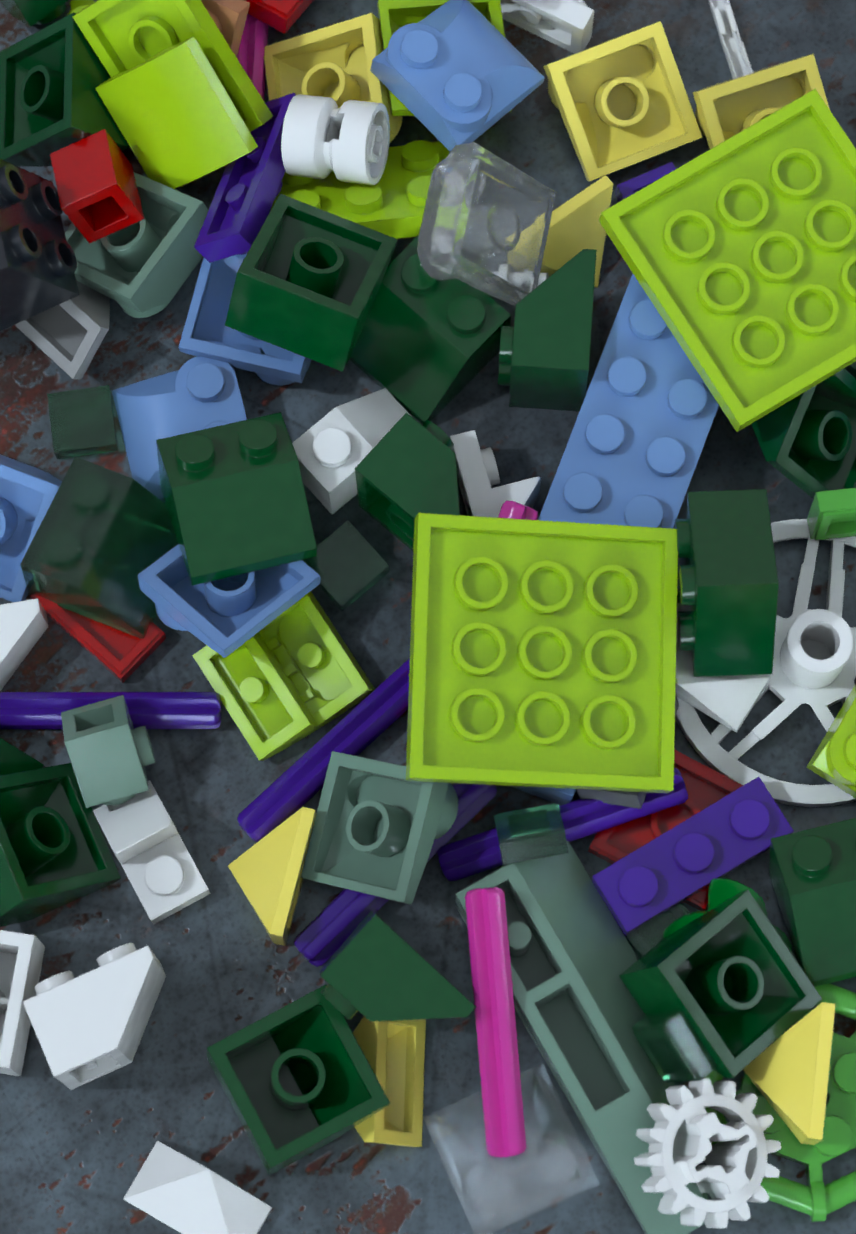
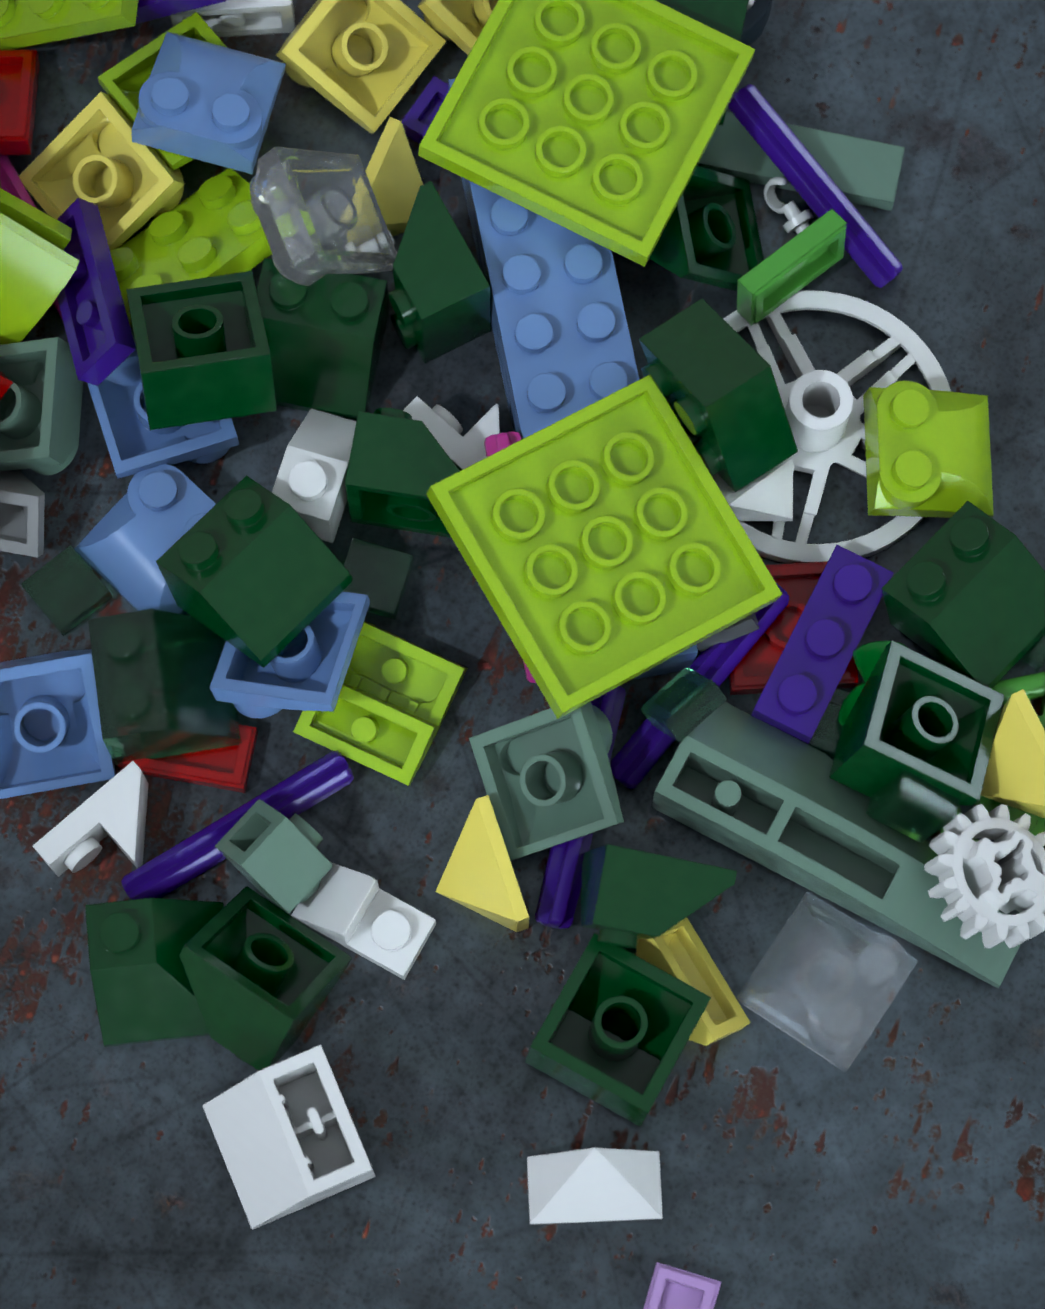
camera: 35 degrees left, 0 degrees up
(97, 1018) = (415, 1085): white slope -> none
(308, 773) = (470, 719): dark purple axle -> none
(330, 138) = (120, 220): white wheel -> none
(495, 1022) = (756, 875): dark pink axle -> none

